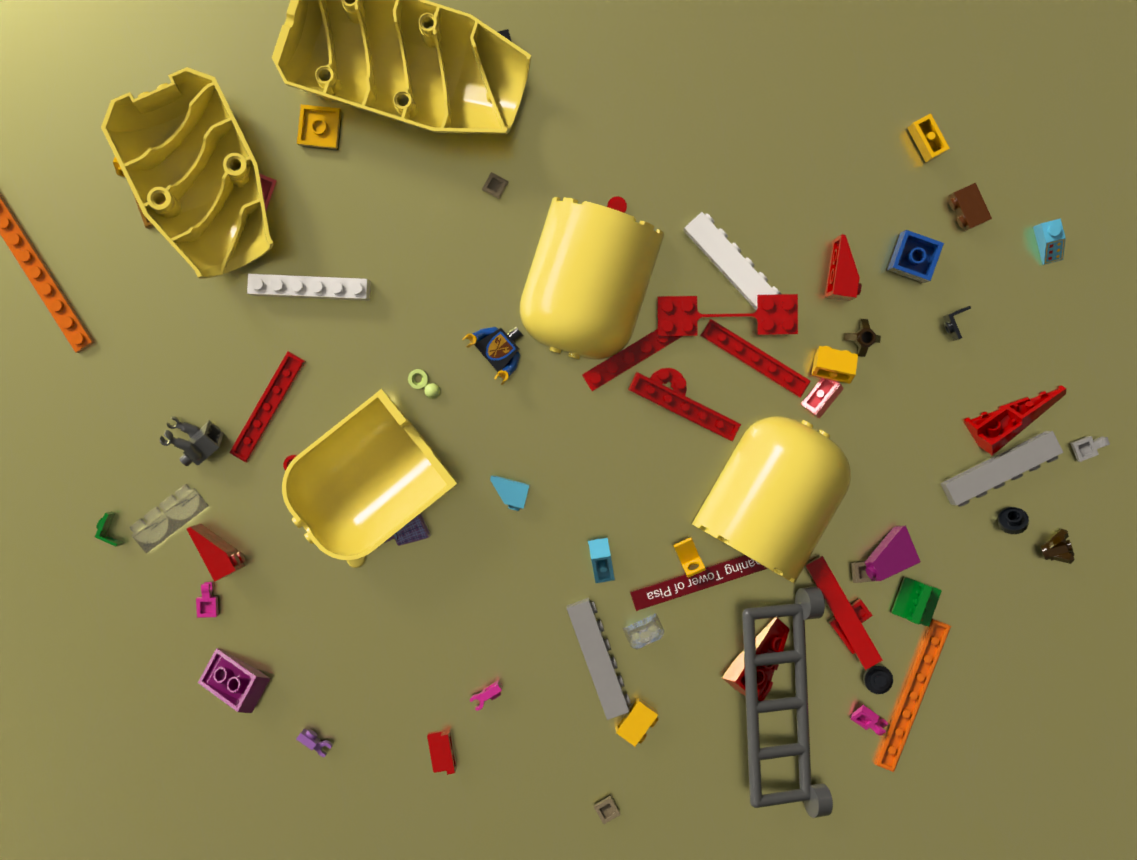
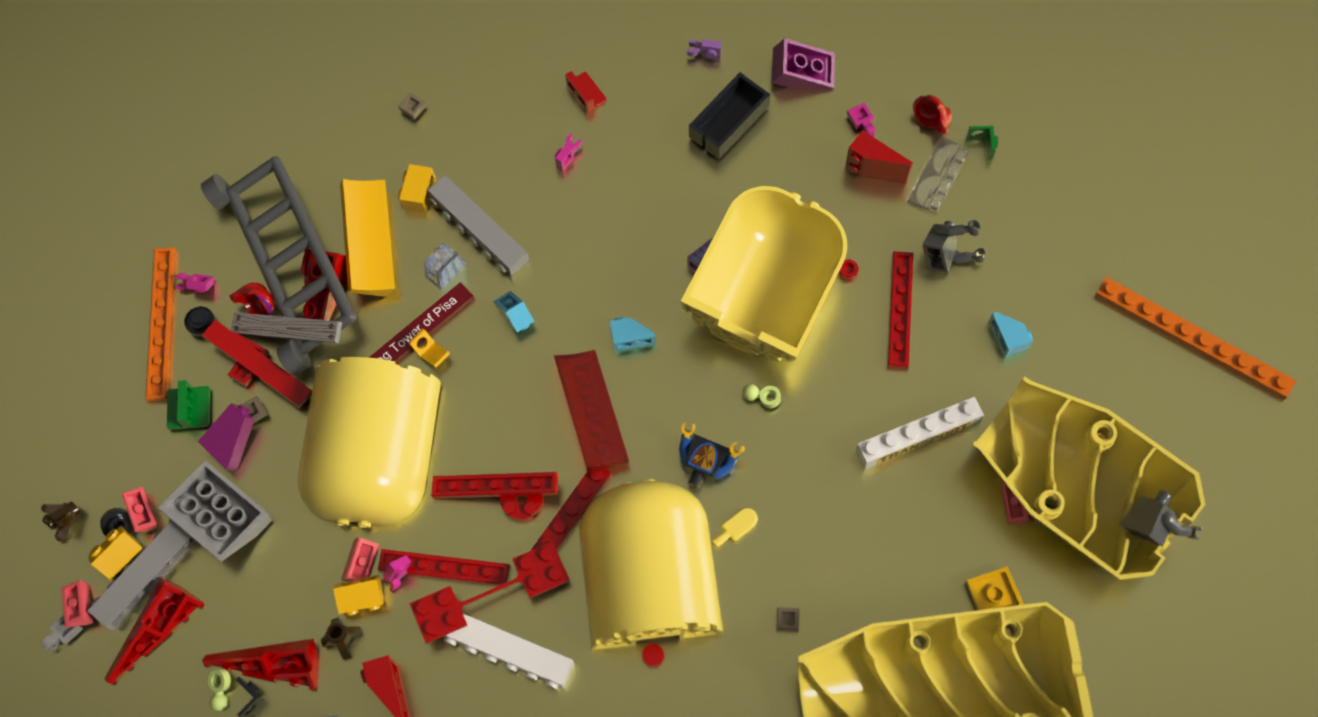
camera: 155 degrees right, 20 degrees down
(141, 576) = (932, 113): none -> red hair
(160, 108) = (1154, 520): none -> dark grey torso
(186, 338) = (1011, 334): none -> medium azure slope
(324, 661) = (729, 115): none -> black piece
(498, 281) = (737, 526): none -> light yellow piece
(574, 436) = (591, 411): none -> clear red arch
(701, 692) = (367, 237): none -> yellow arch
(796, 368) = (395, 571): none -> dark pink plate
(806, 632) = (286, 327): none -> light grey tile
(821, 677) = (254, 298): none -> red hair
(912, 337) = (289, 662): none -> red wedge
(929, 489) = (215, 512): none -> light grey slope
(975, 345) = (218, 682): none -> yellowish green plate
(991, 524) = (139, 510): none -> coral slope
(1023, 494) = (114, 552): none -> yellow brick
(1069, 465) = (76, 604): none -> coral slope

